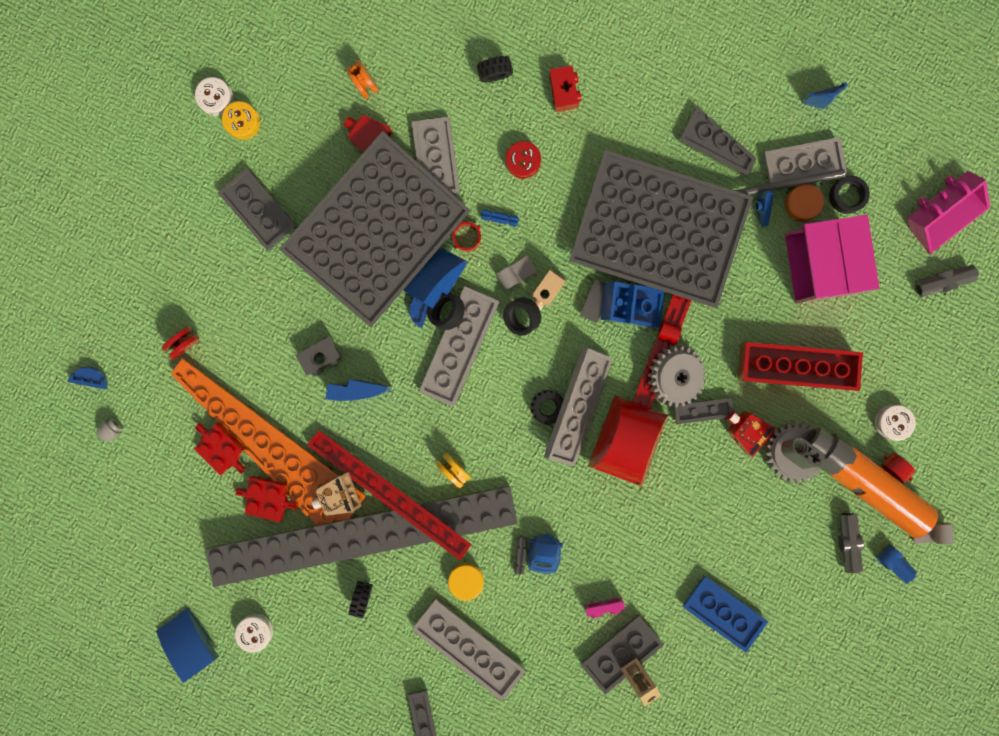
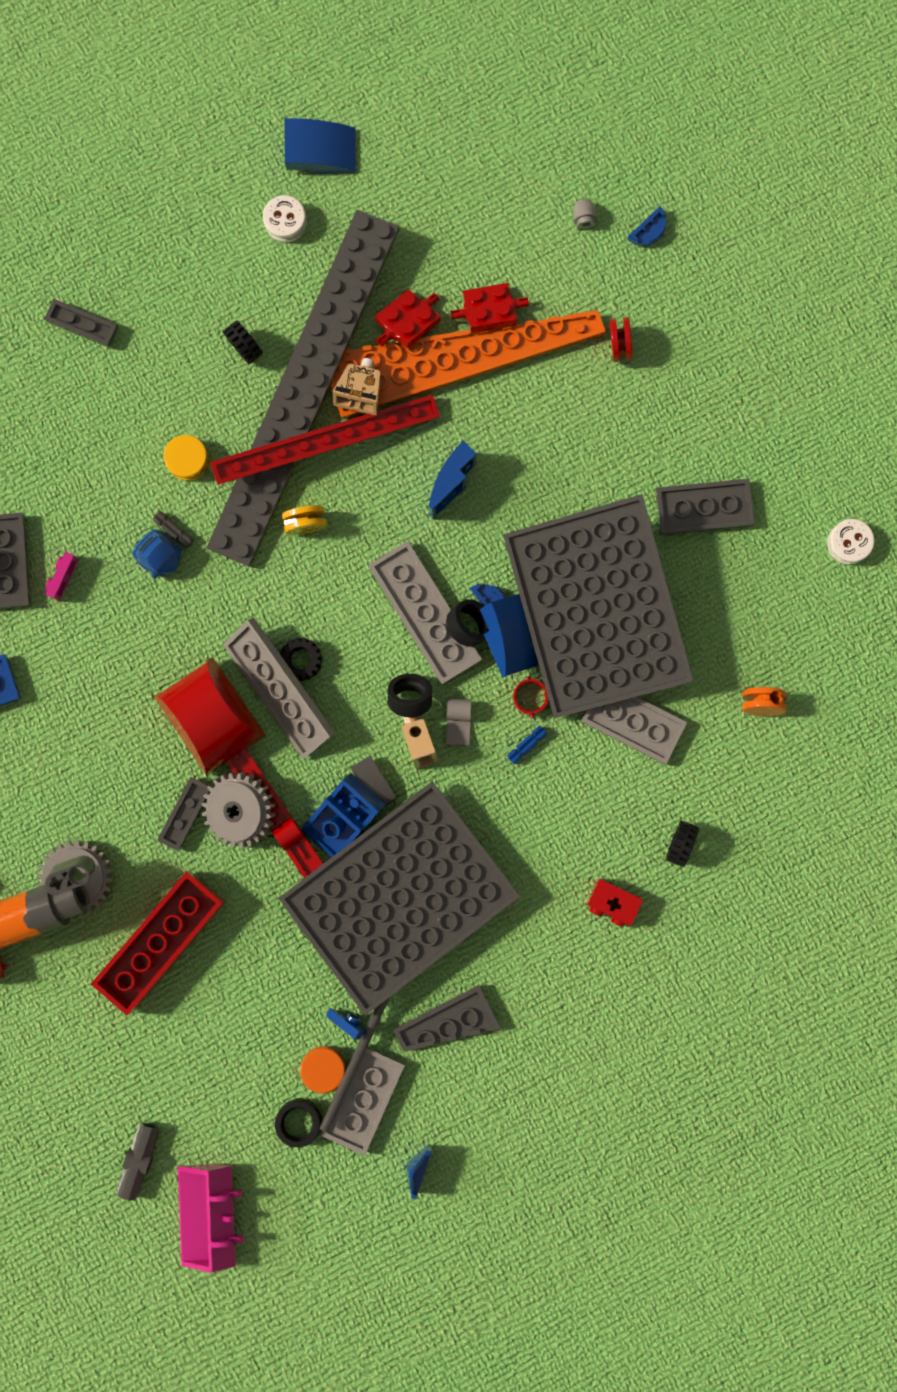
camera: 120 degrees right, 5 degrees down
(240, 120) = (807, 552): yellow head -> none
(308, 357) = (518, 454): dark grey brick -> none
(365, 131) = (707, 668): red torso -> none
(469, 649) = (117, 414): light grey plate -> none
(523, 159) = (569, 809): red head -> none
(749, 431) = (131, 845): red torso -> none
(832, 259) = (241, 1047): dark pink piece -> none
(895, 422) = (32, 1002): white head -> none

